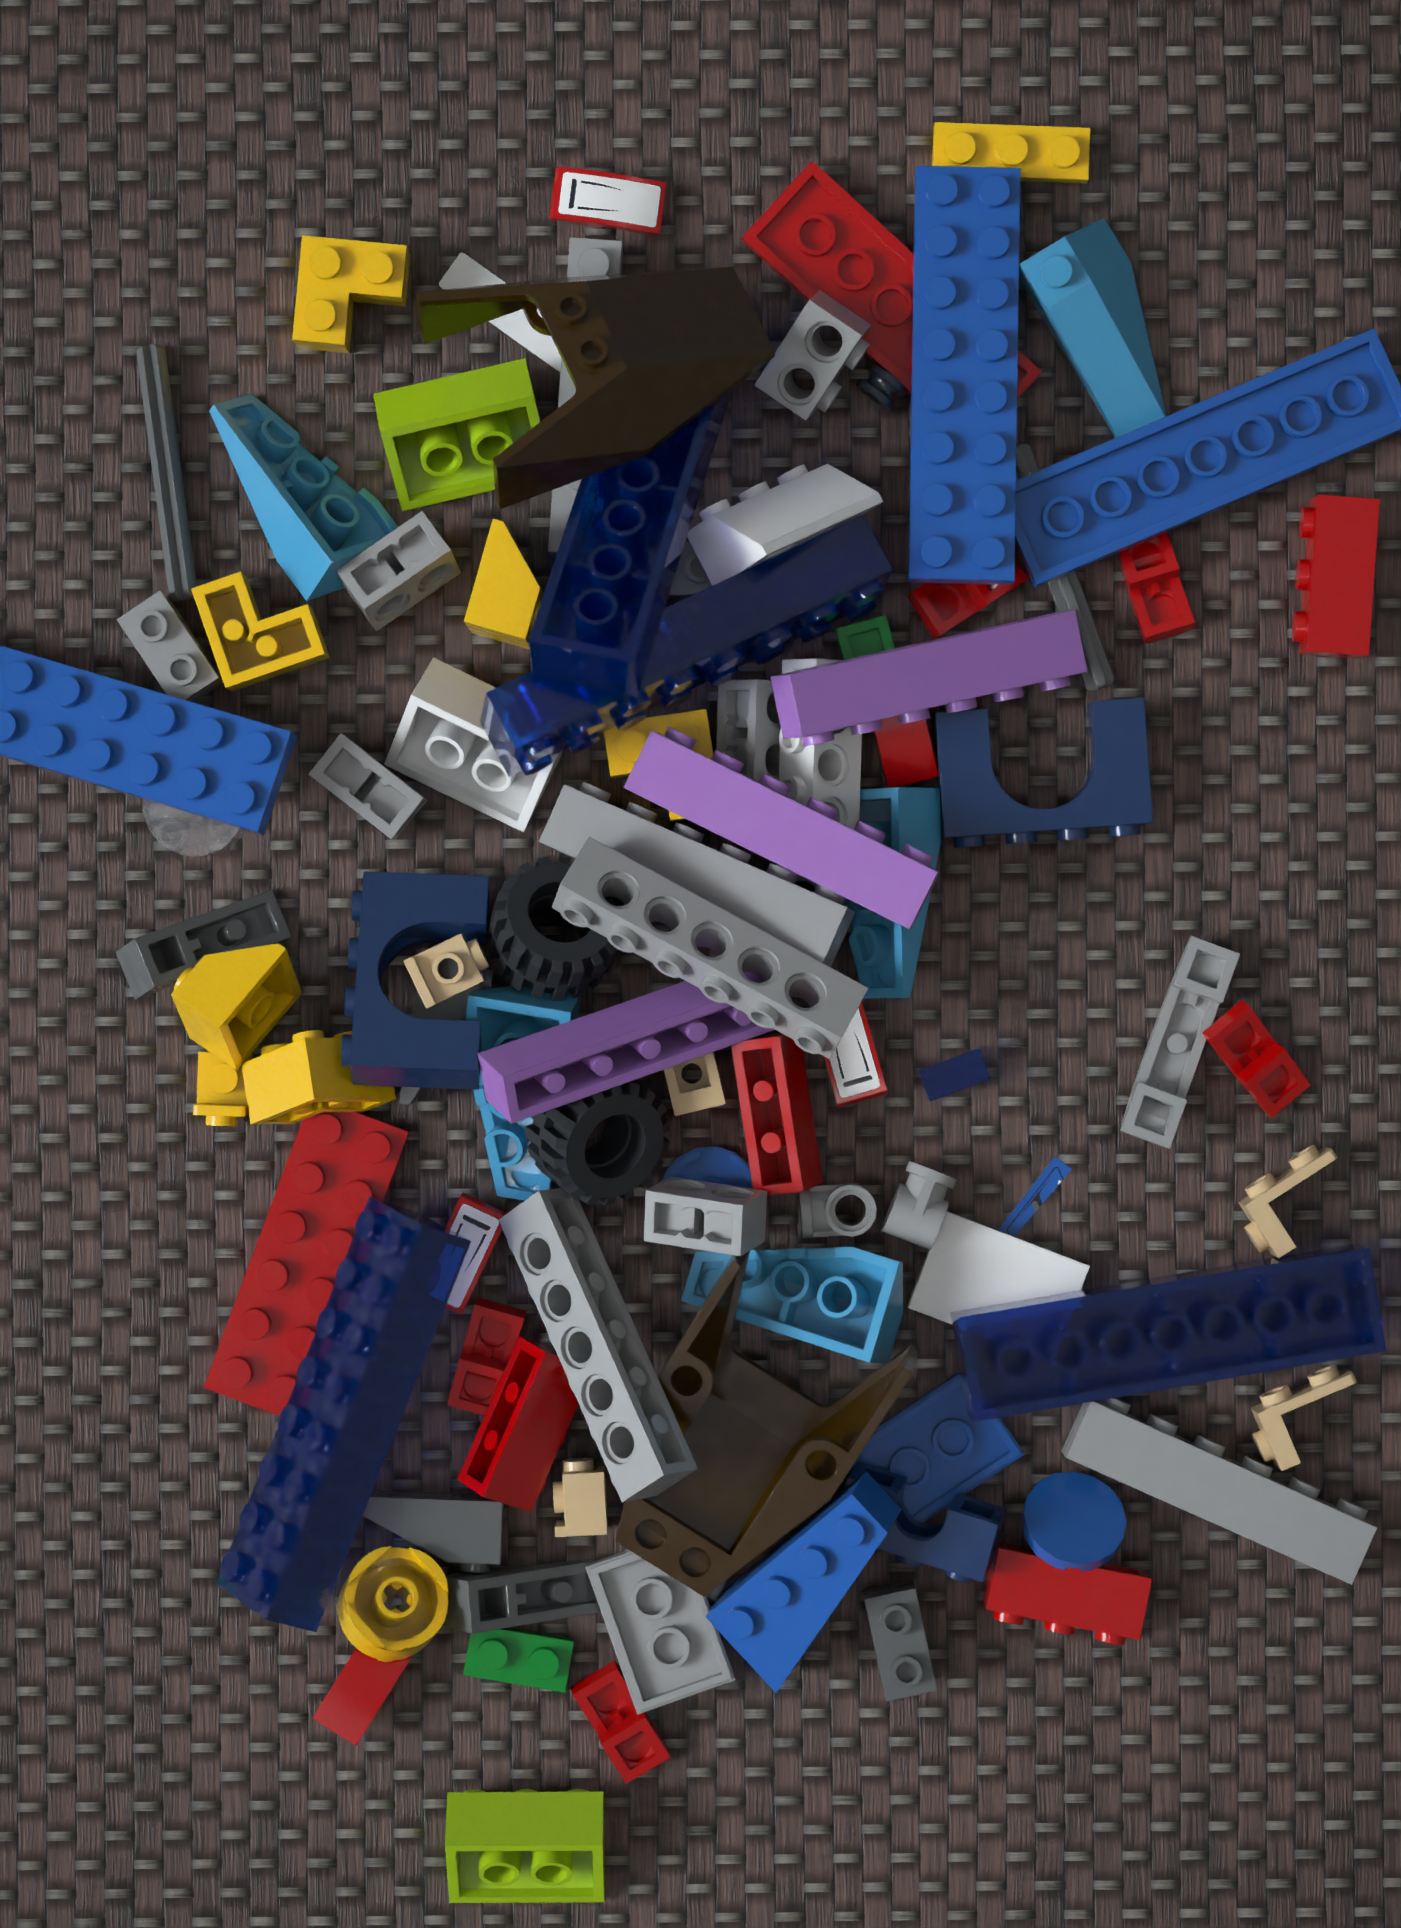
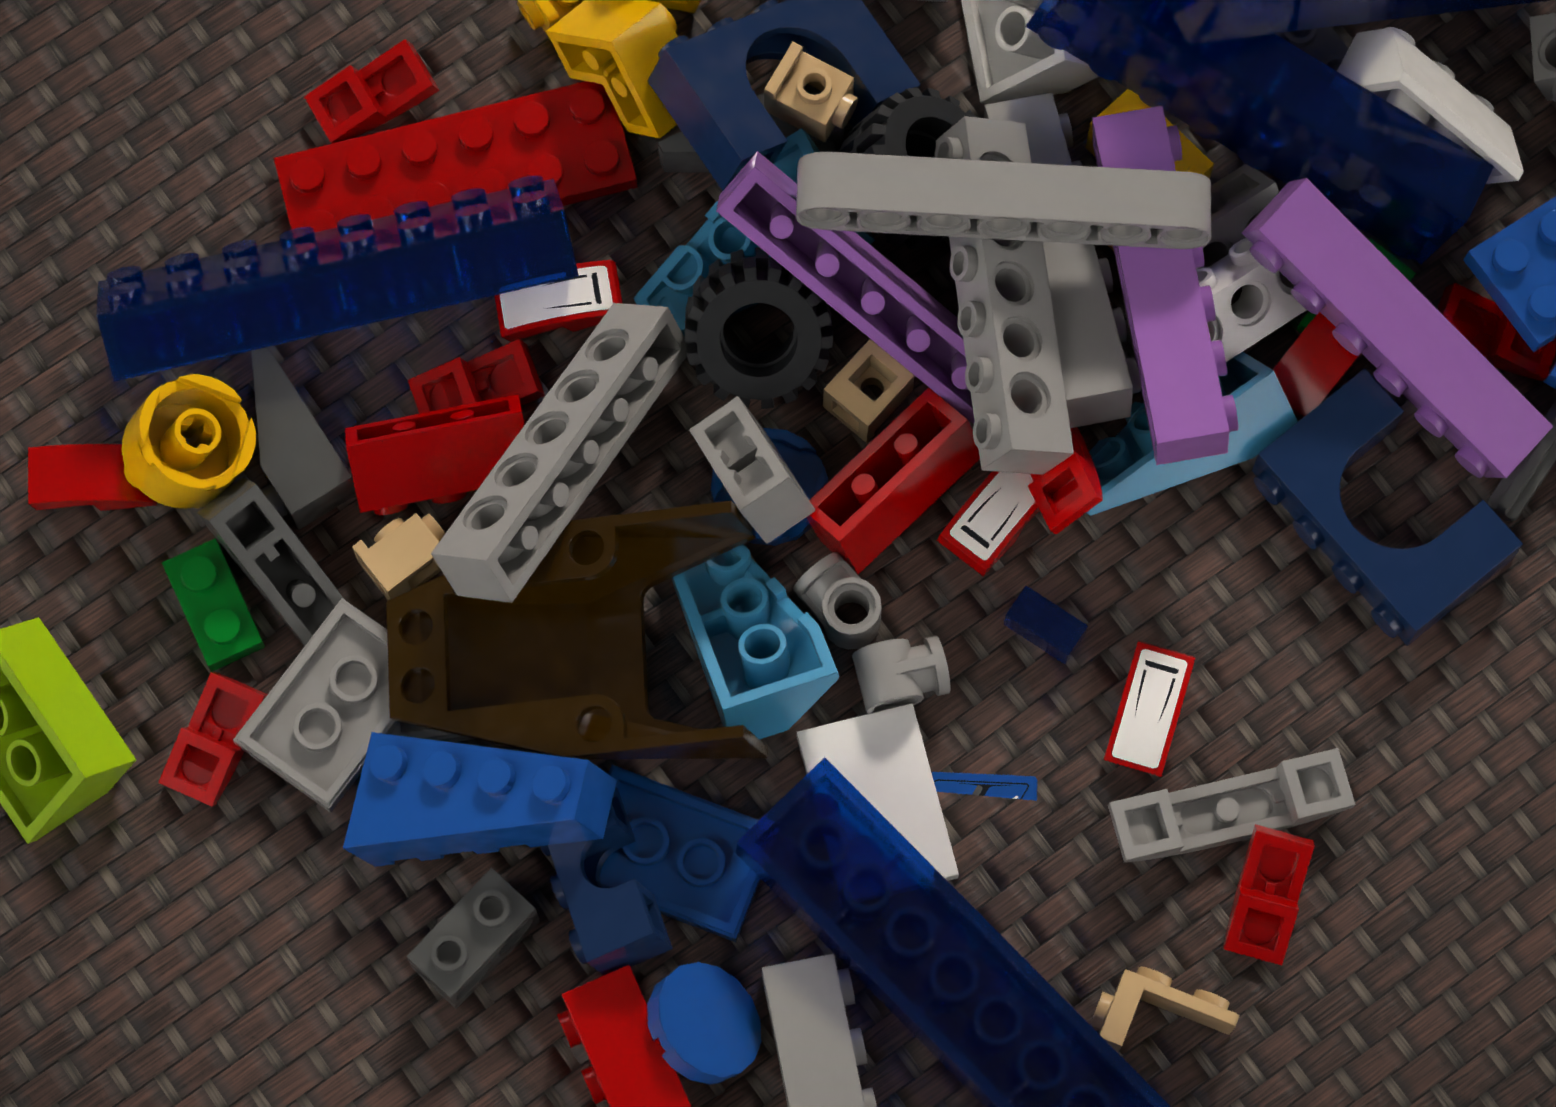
camera: 55 degrees right, 15 degrees down
(200, 1279) = (371, 96): none -> red slope
(654, 911) = (1003, 200): none -> light grey beam
(886, 1001) = (1067, 488): none -> red slope
(1066, 1045) = (1149, 708): none -> white slope

